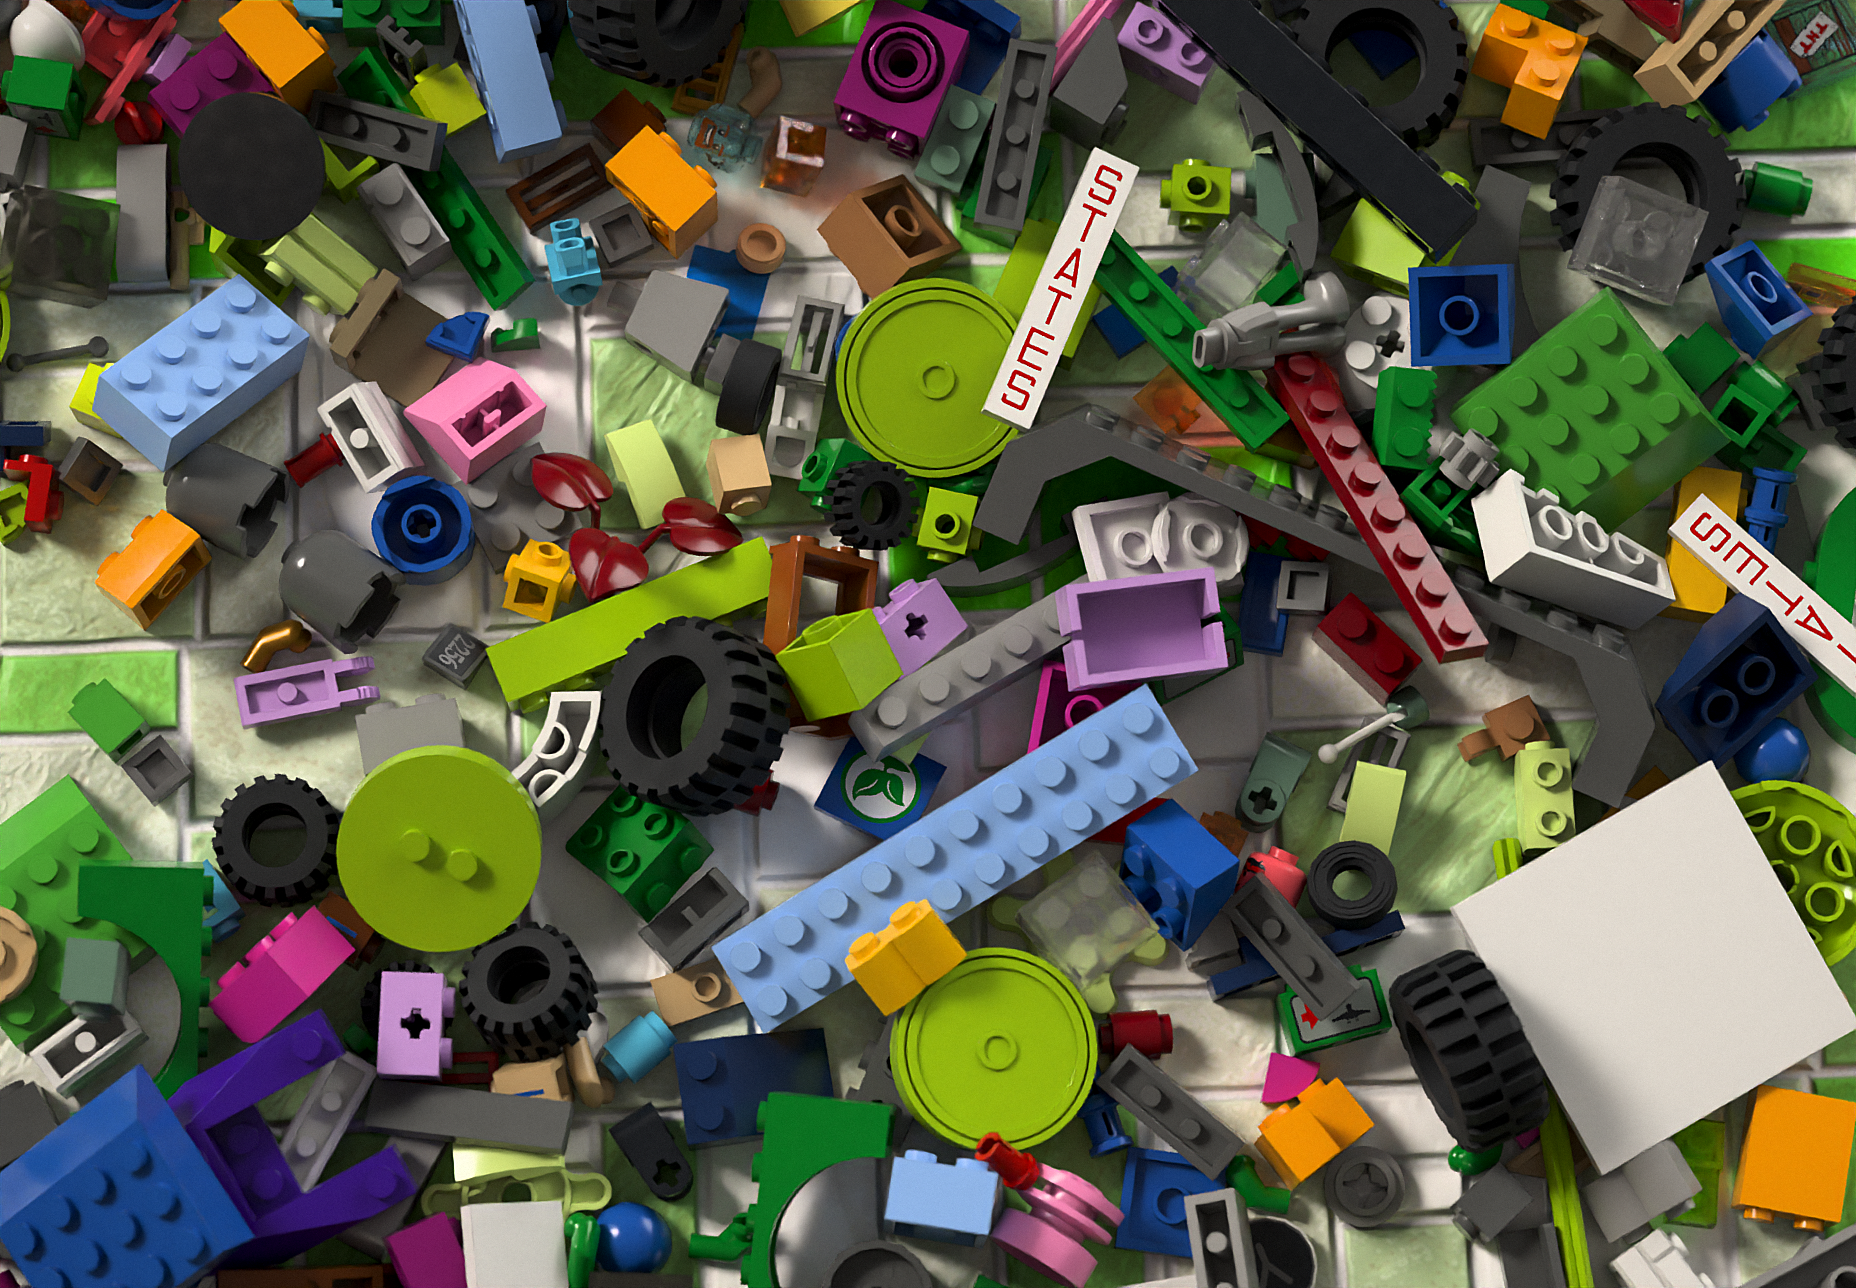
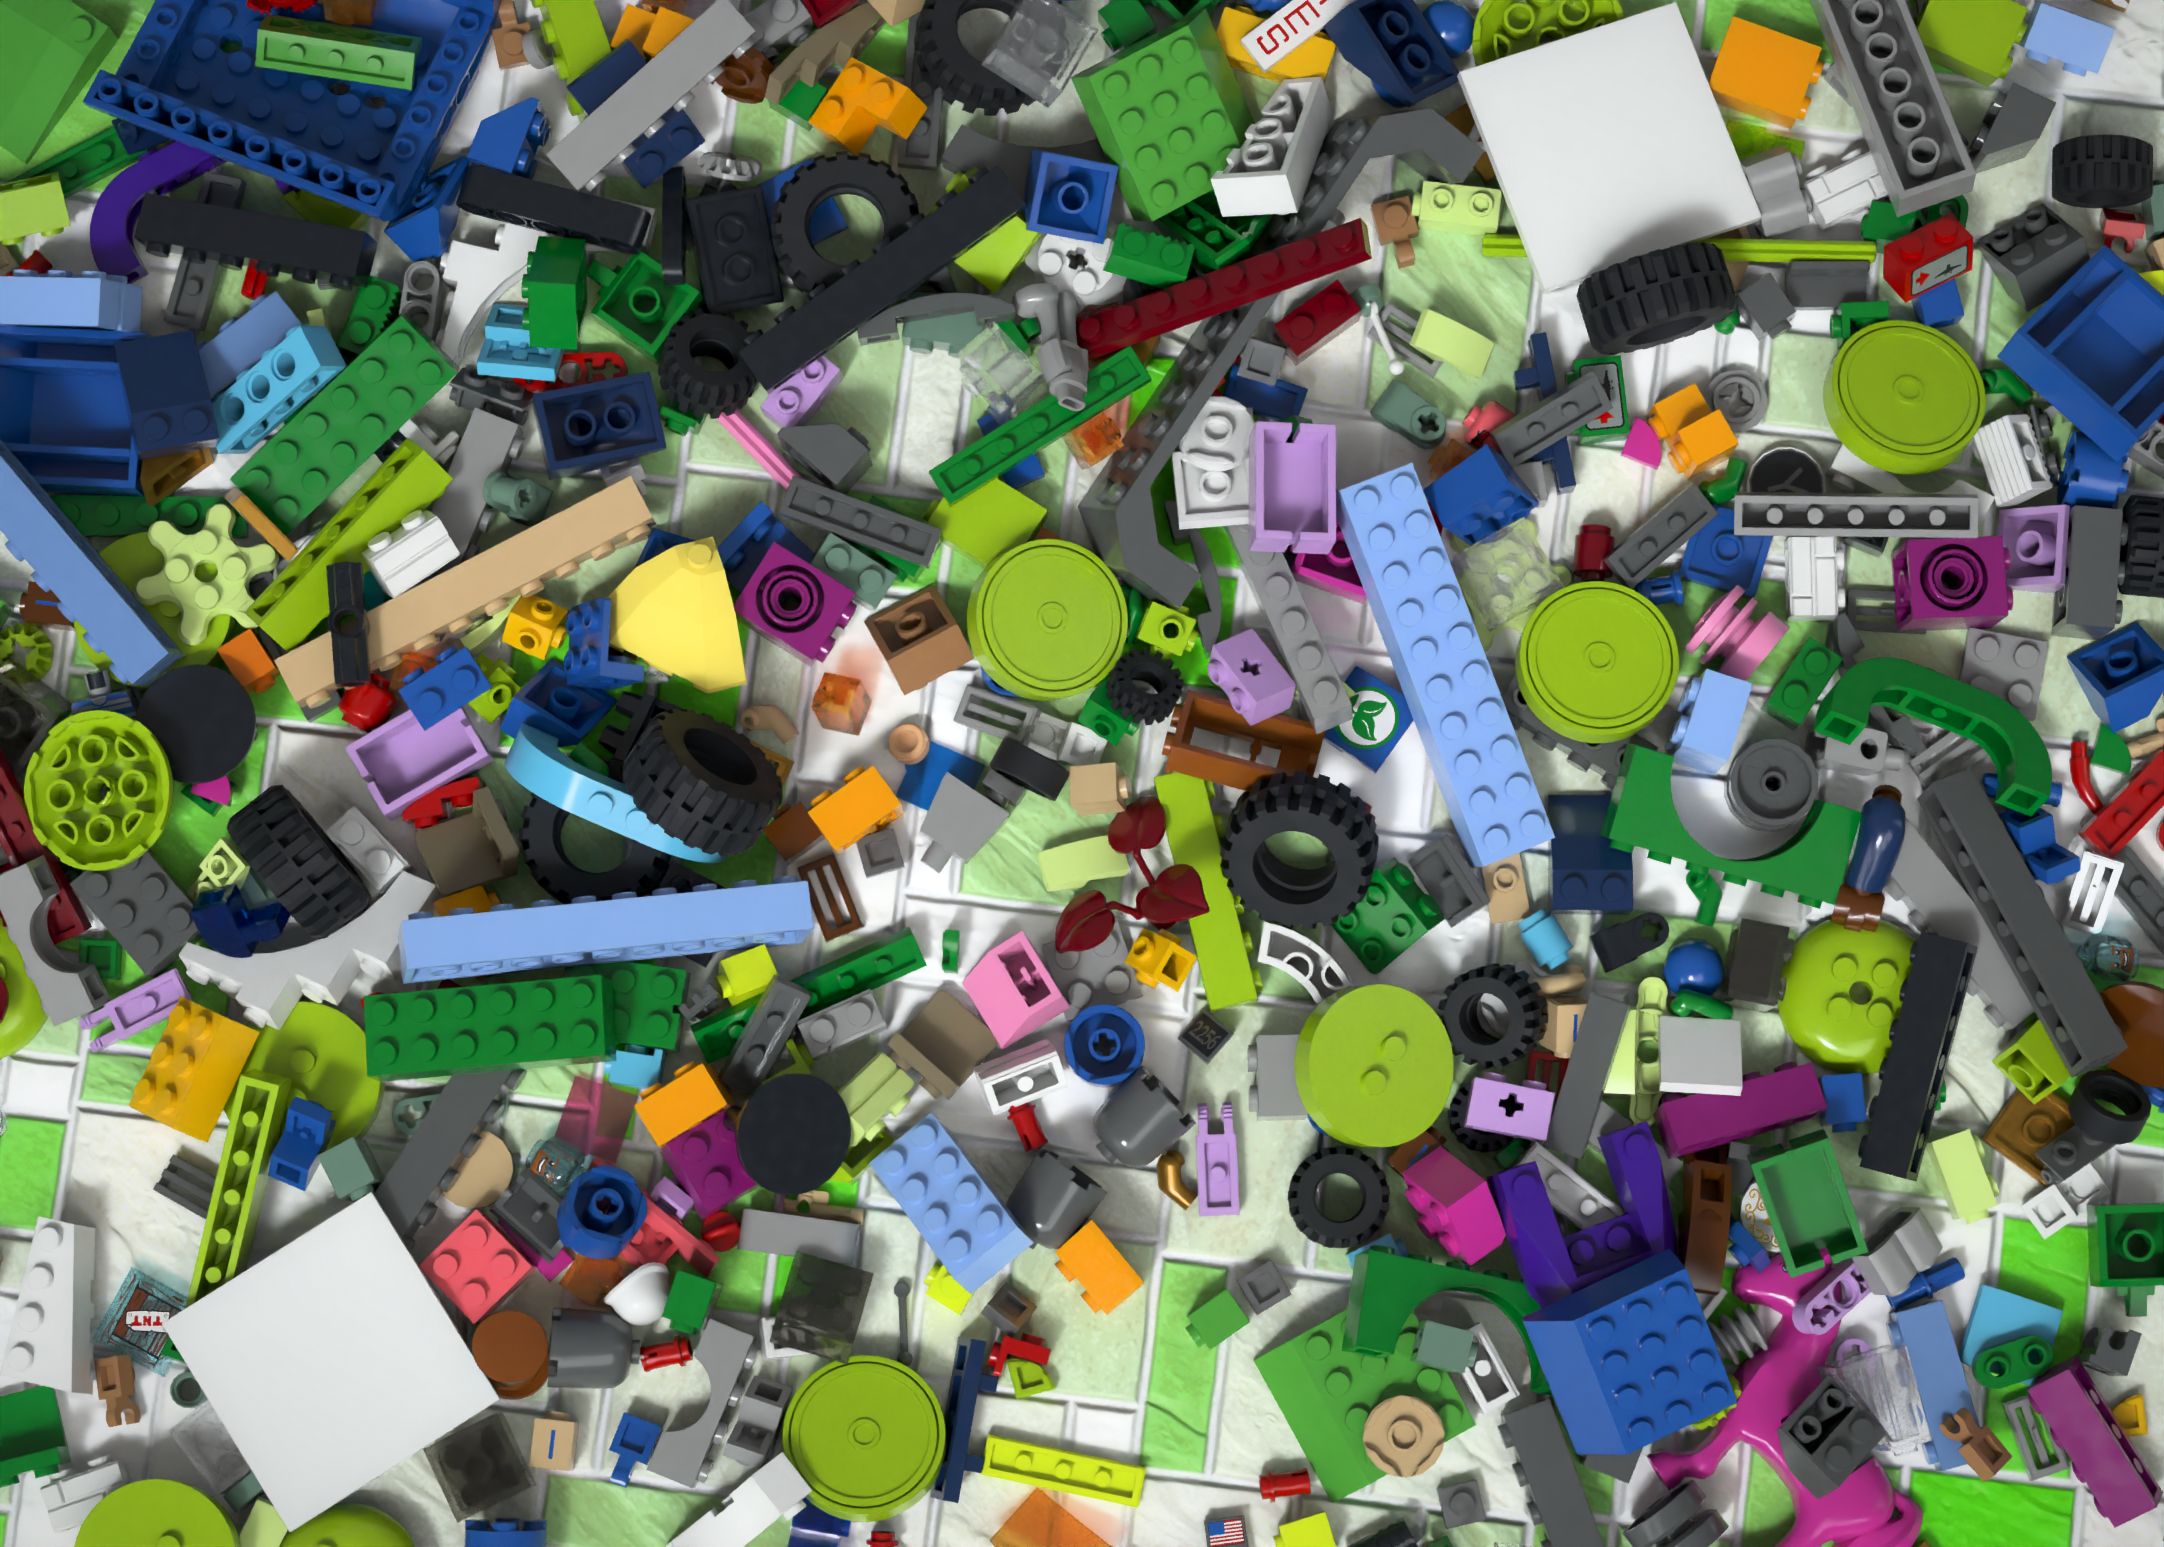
camera: 70 degrees left, 5 degrees up
(460, 335) = (944, 994): blue tile -> none
(573, 263) = (899, 894): medium azure hips -> none
(724, 138) = (814, 757): clear light blue head -> none
(839, 664) = (1278, 728): lime head -> none
(904, 956) = (1520, 714): yellow brick -> none
(1016, 1168) = (1693, 658): red pin -> none
(1060, 290) = (999, 506): white tile -> none
(1196, 195) = (926, 375): lime brick -> none
(1356, 913) = (1529, 366): black tyre -> none
(1469, 459) = (1193, 210): light grey gear -> none

